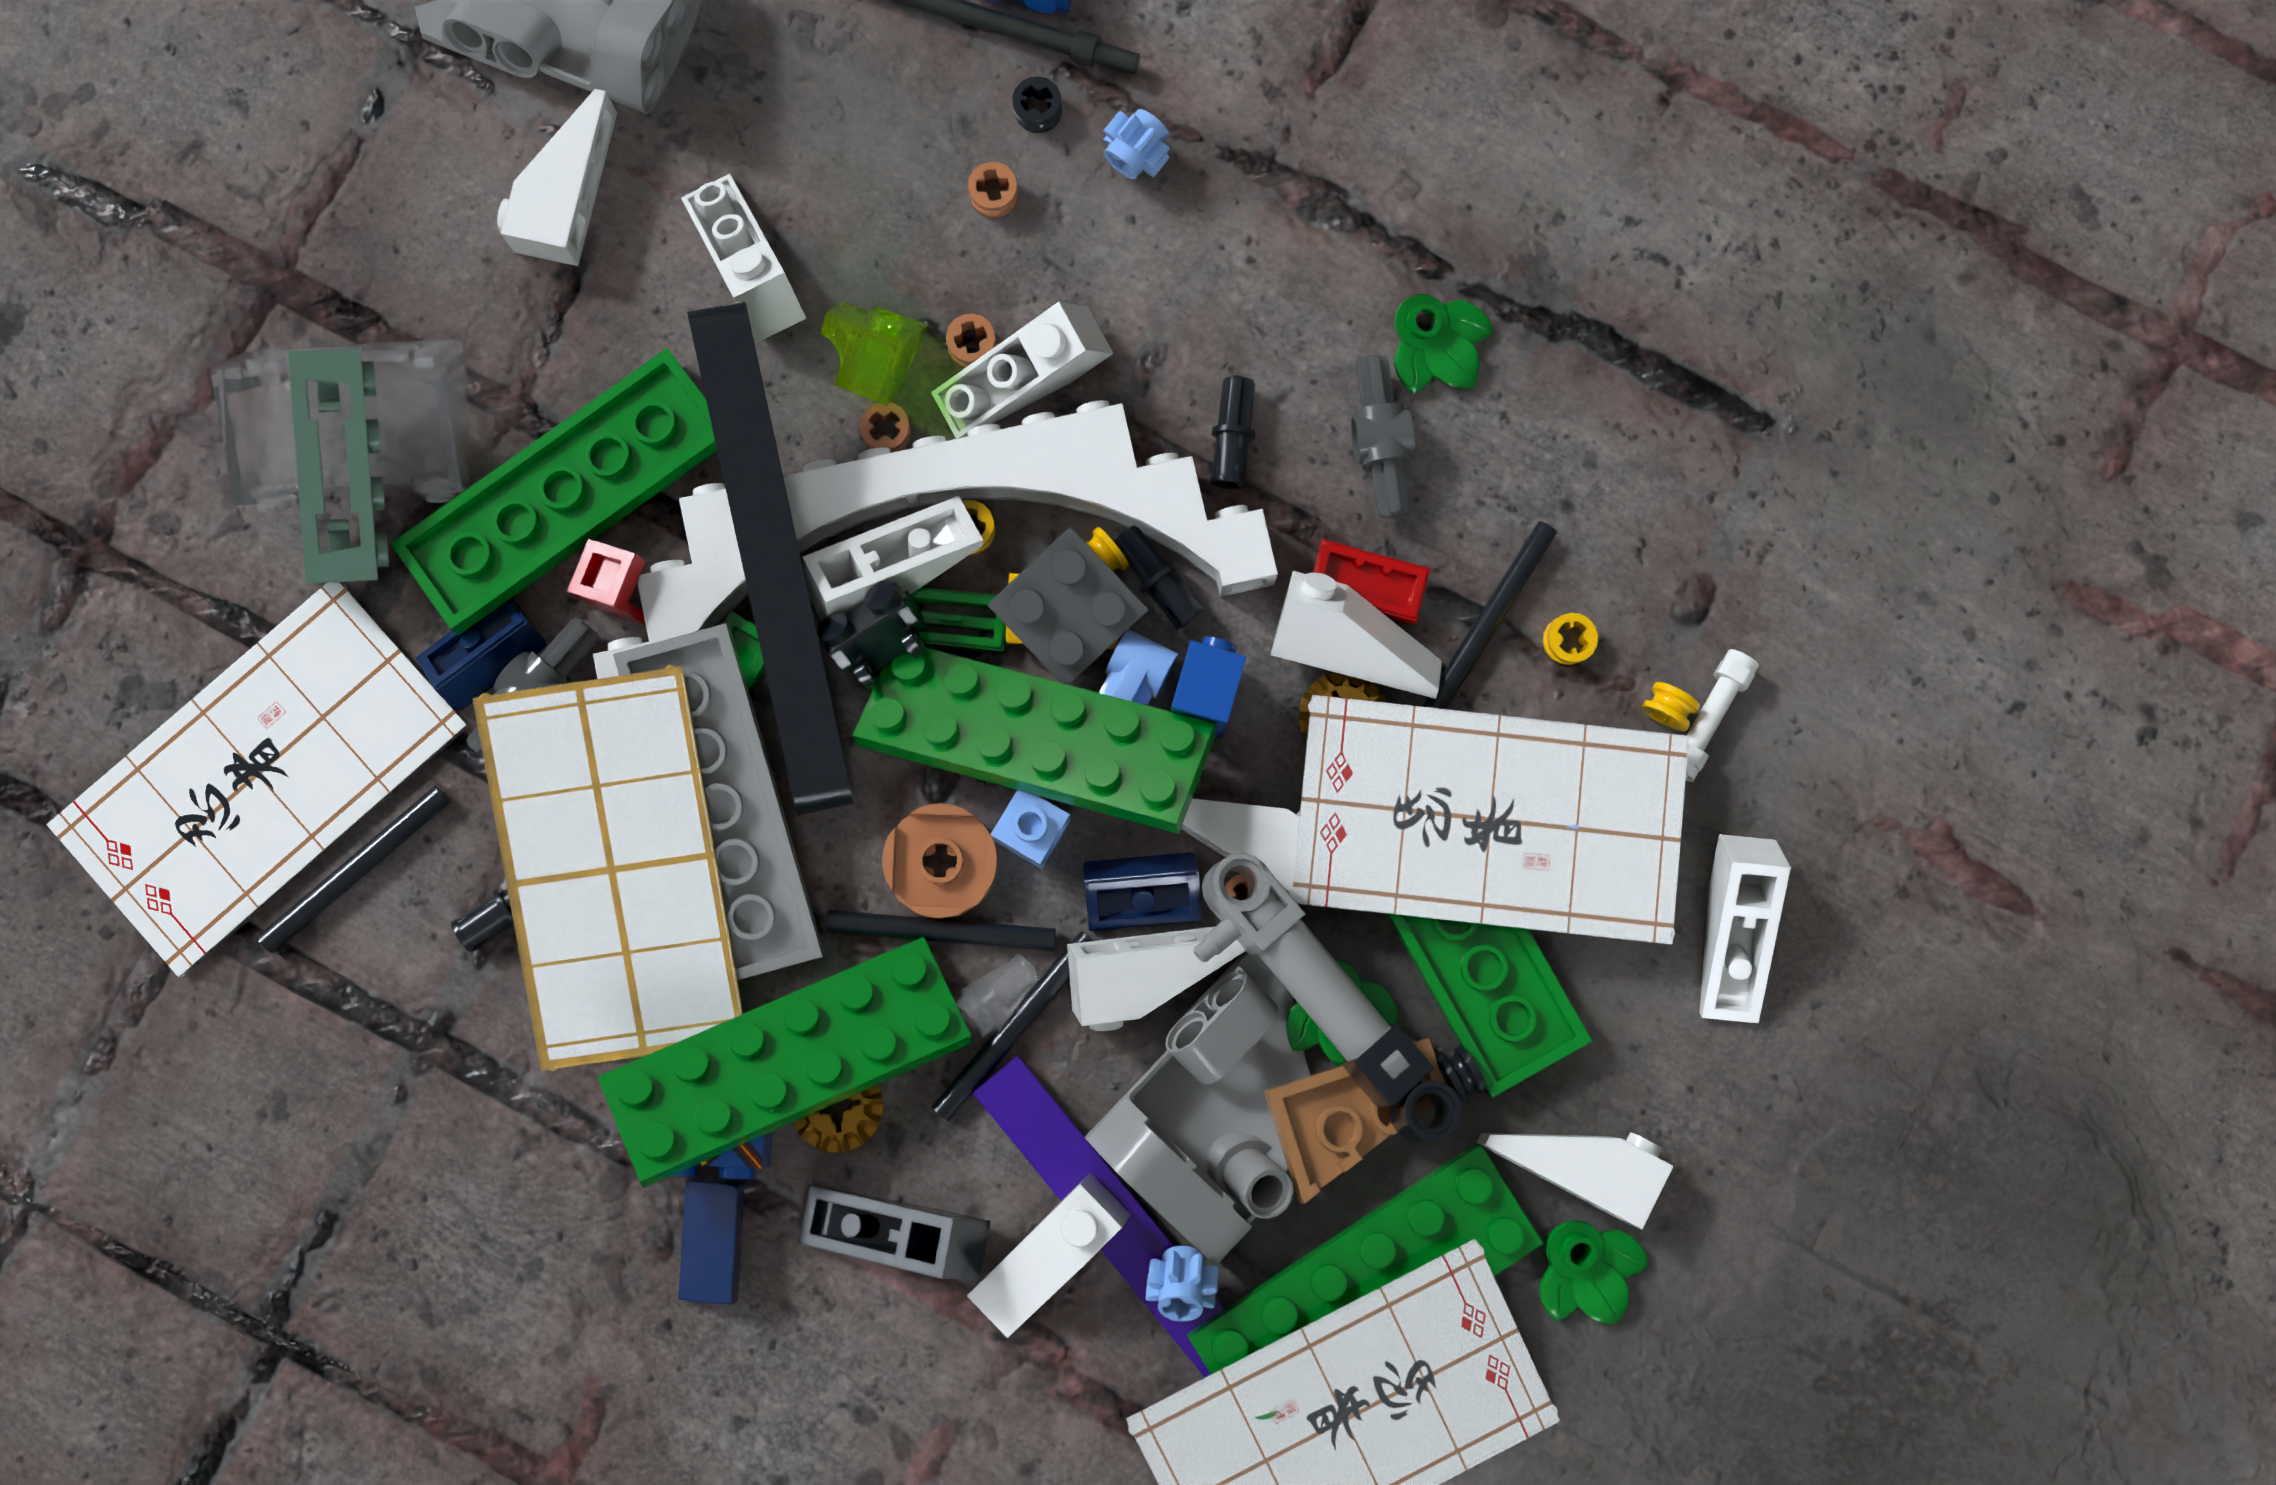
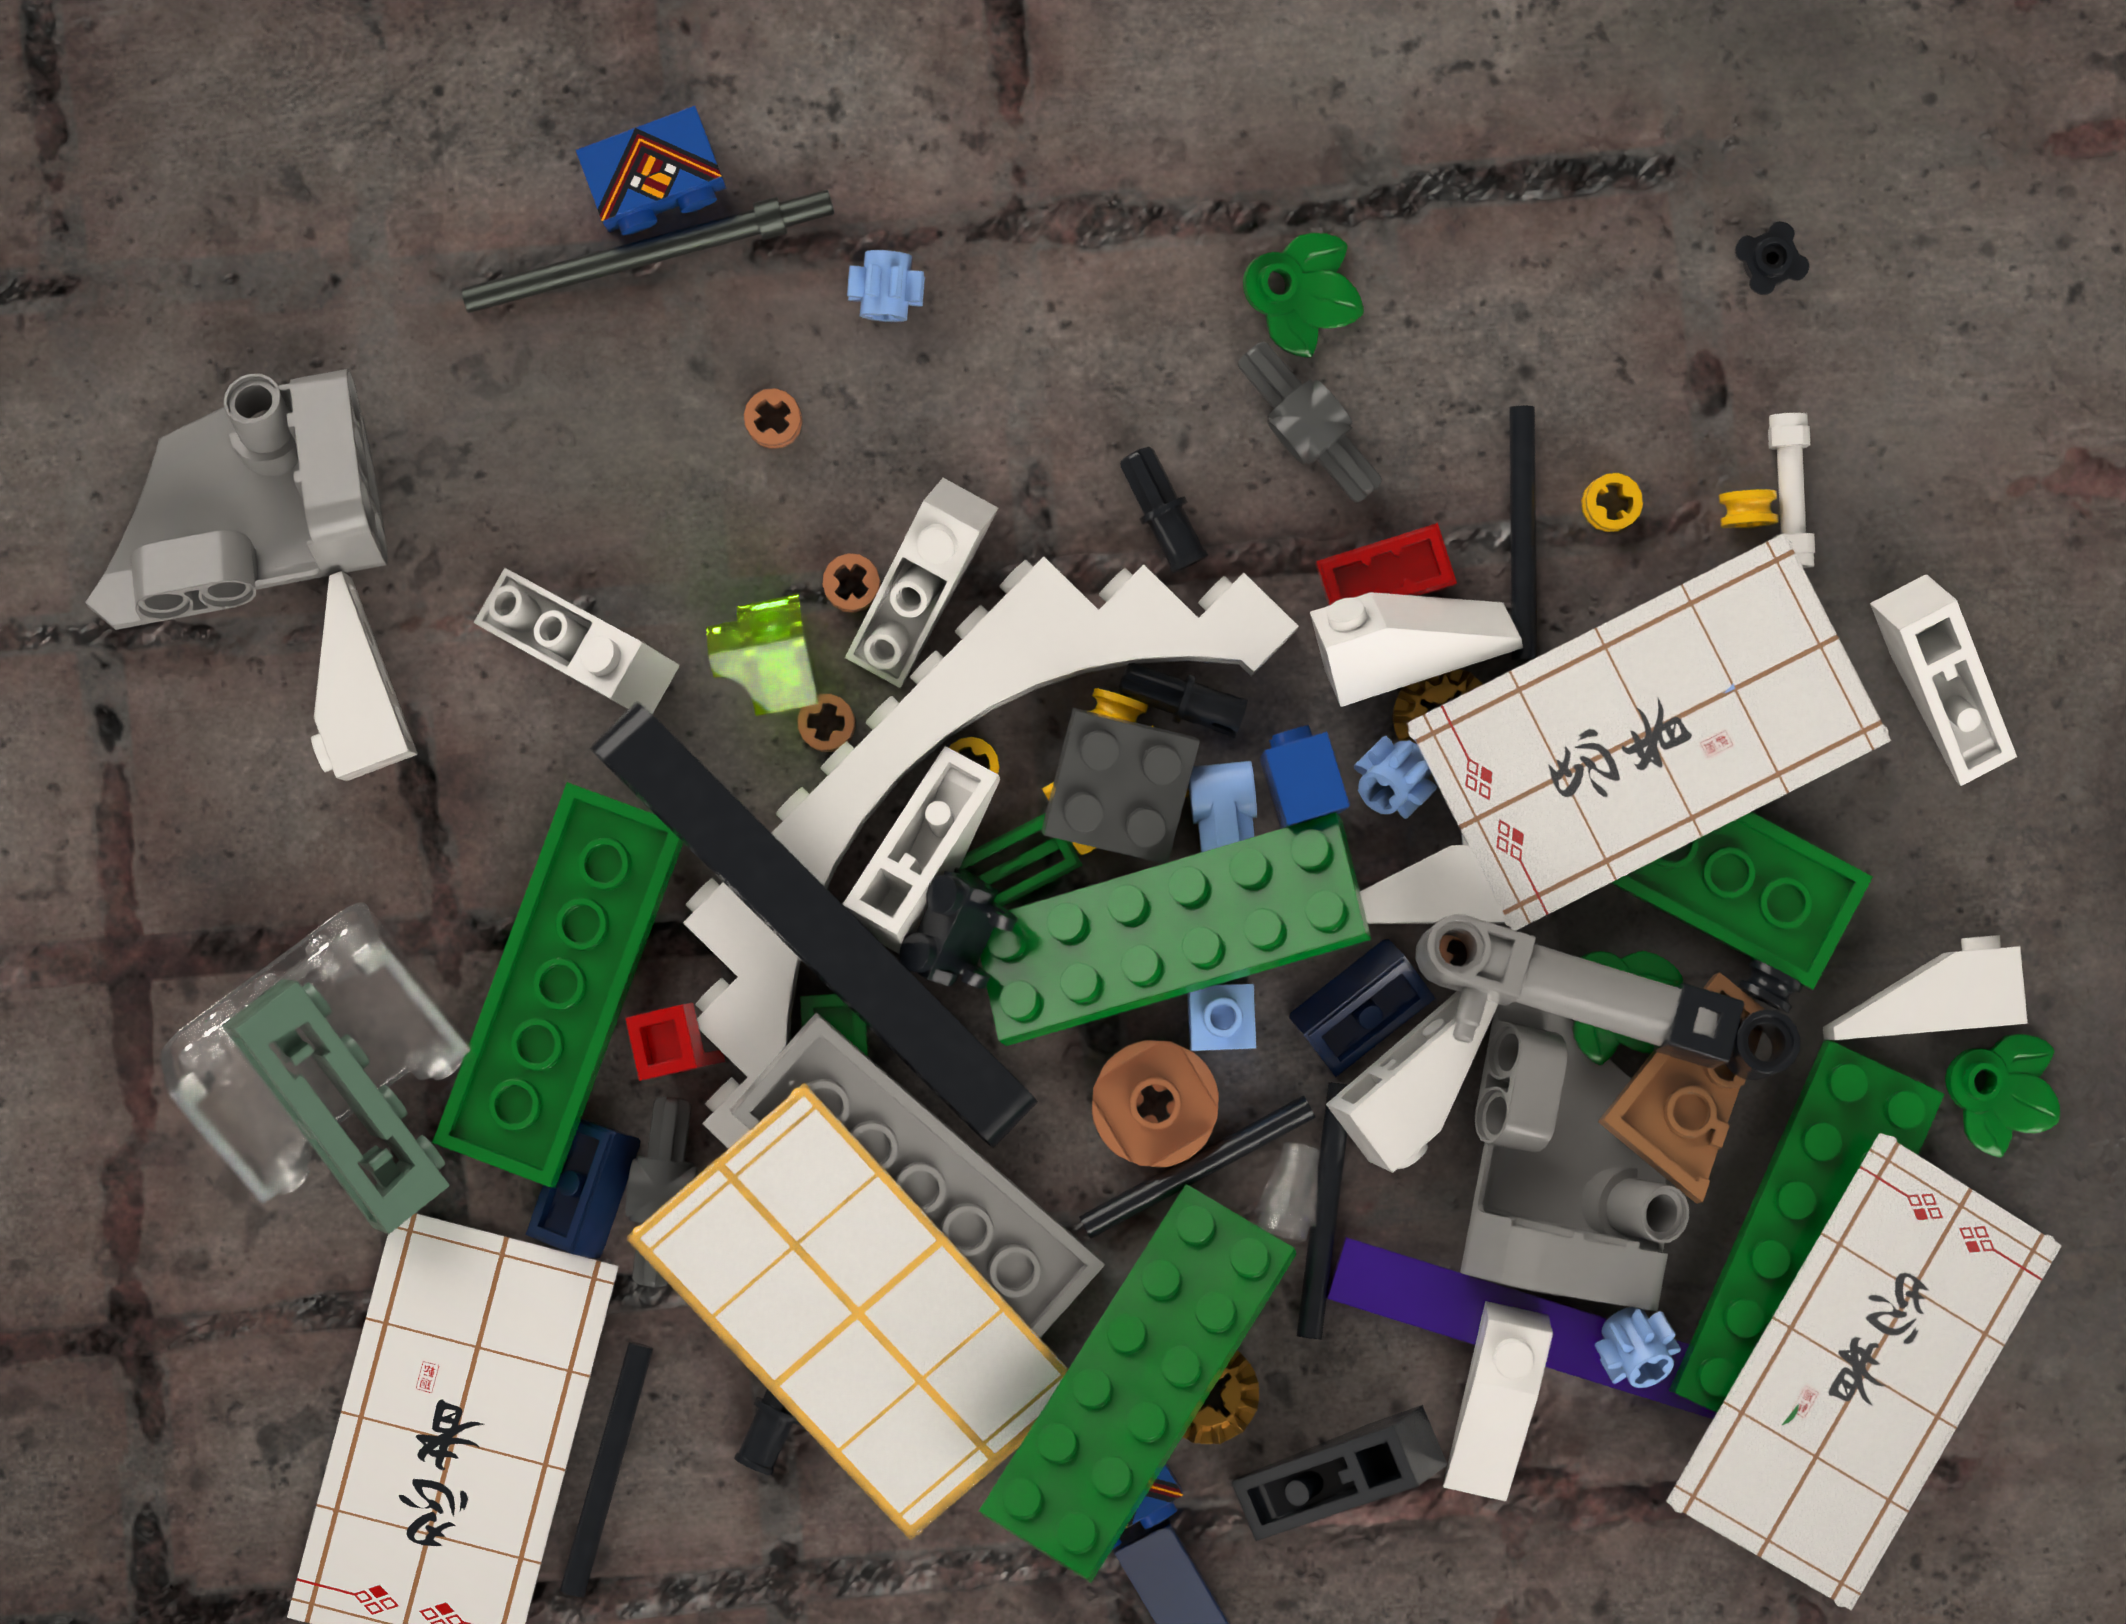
camera: 25 degrees left, 5 degrees up
(1034, 120) = (751, 287): black bush -> none
(1276, 733) = (1394, 777): none -> light blue gear
(1791, 547) = (1763, 274): none -> black plate

